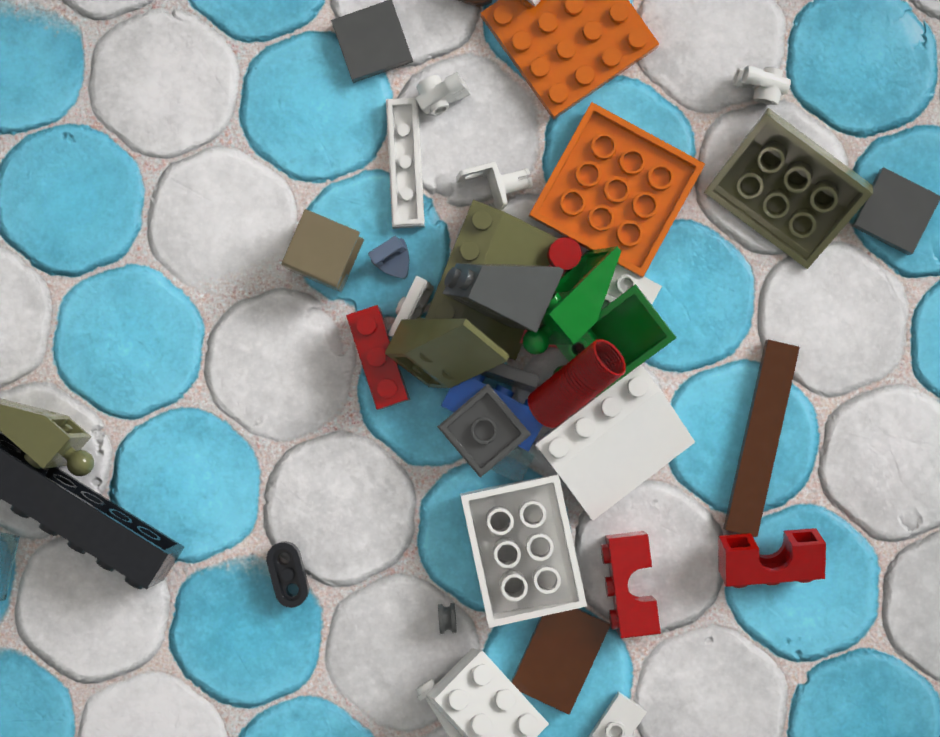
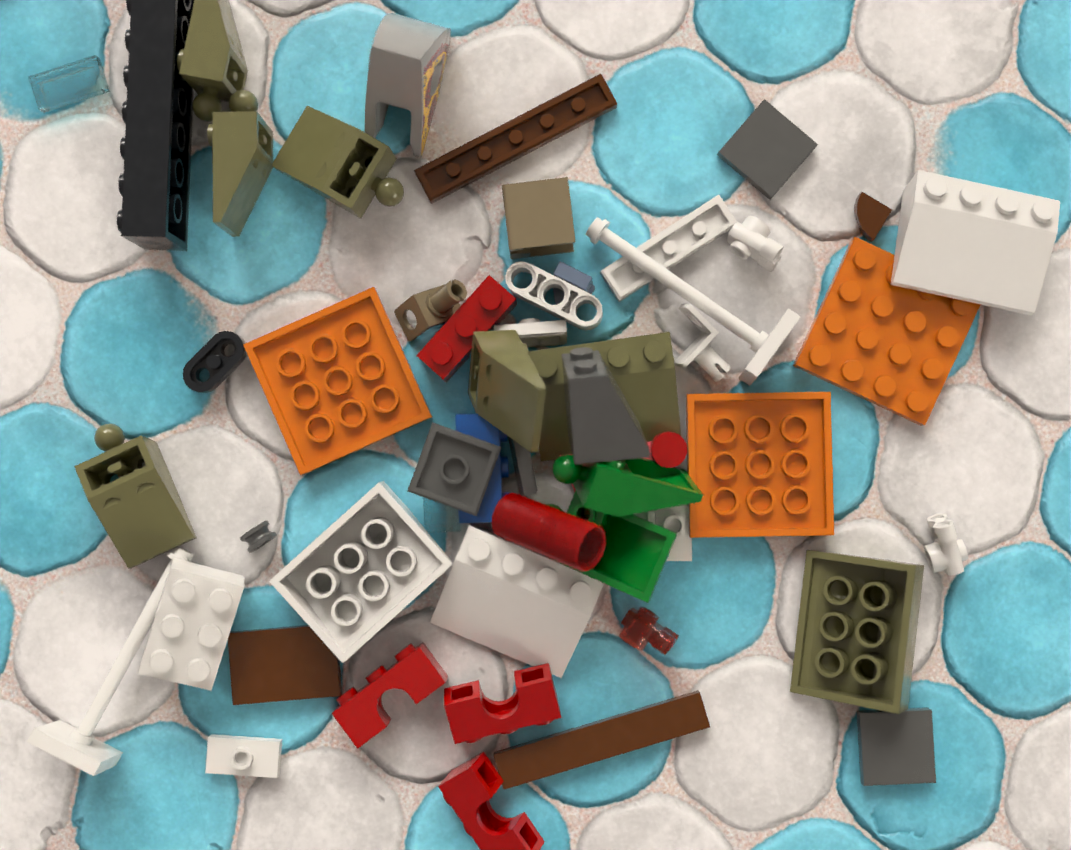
camera: 60 degrees right, 0 degrees up
(139, 460) = (240, 160): none -> olive slope
(147, 289) = (406, 73): none -> light grey piece
(183, 388) = (335, 161): none -> olive slope
(247, 233) = (516, 138): none -> reddish brown tile
(344, 376) = (431, 307): none -> dark tan bracket
(359, 484) = (337, 381): none -> orange plate
(369, 698) = (141, 506): none -> olive slope
(376, 279) = (544, 281): none -> white beam
(525, 132) = (762, 343): none -> white tile
(688, 525) = (476, 716): none -> red arch
(693, 355) = (642, 627): none -> clear red plate

